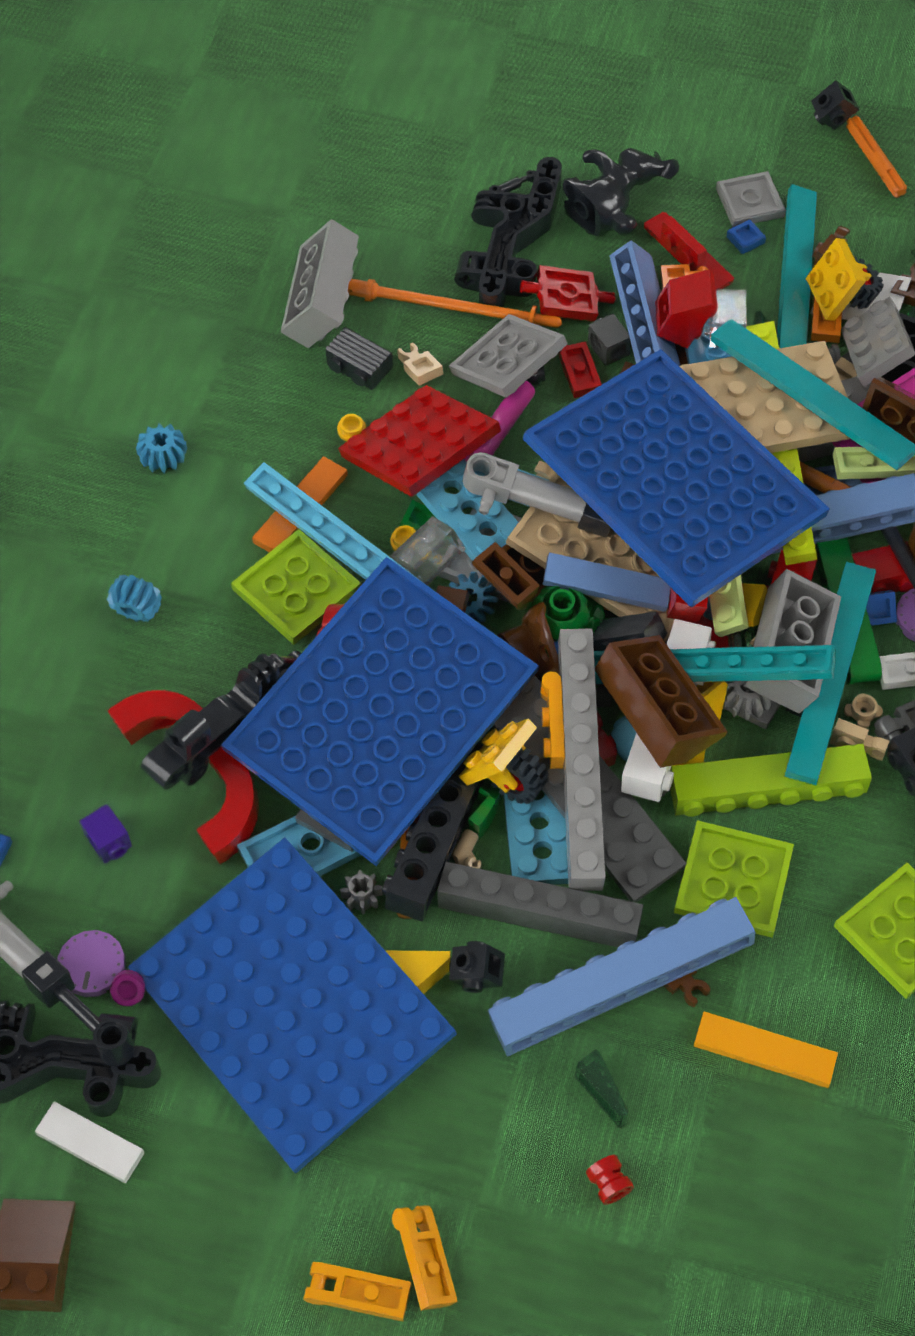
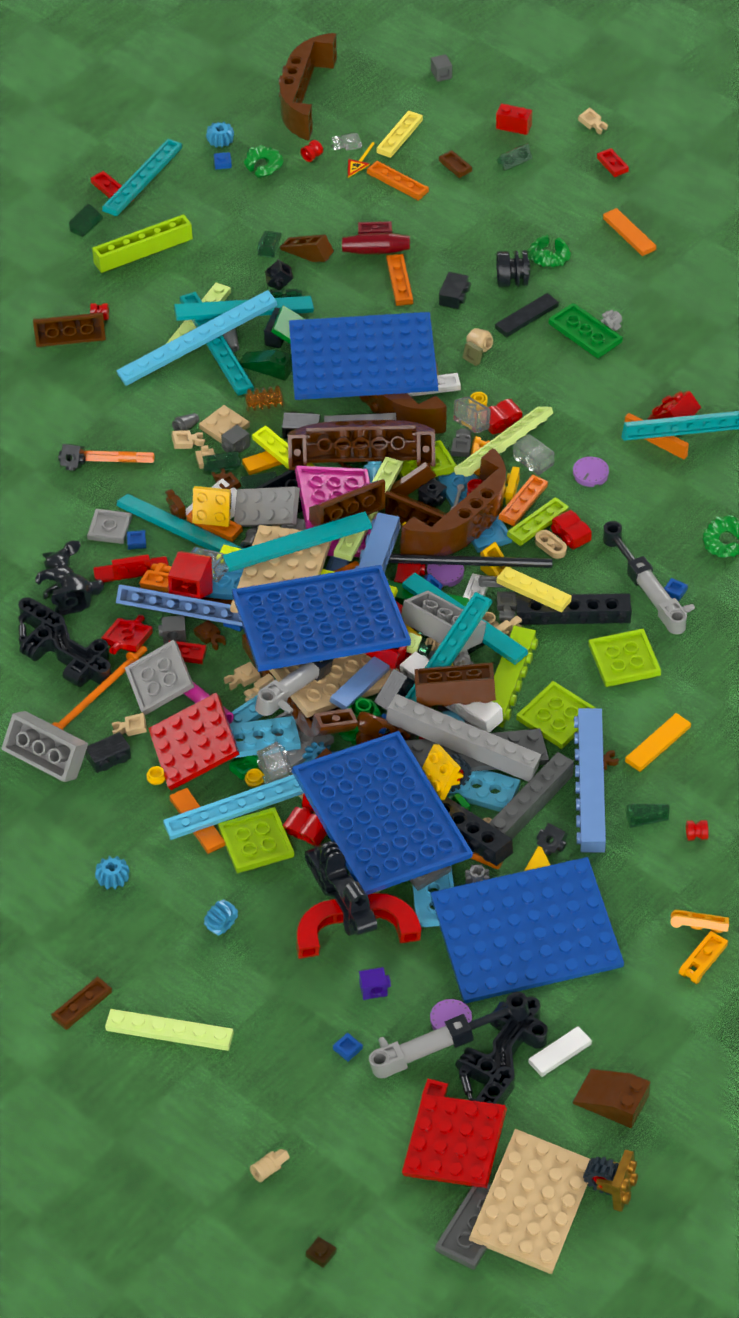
camera: 65 degrees left, 10 degrees down
(127, 988) = (477, 1003): magenta tile -> none
(553, 719) = (429, 736): light orange plate -> none

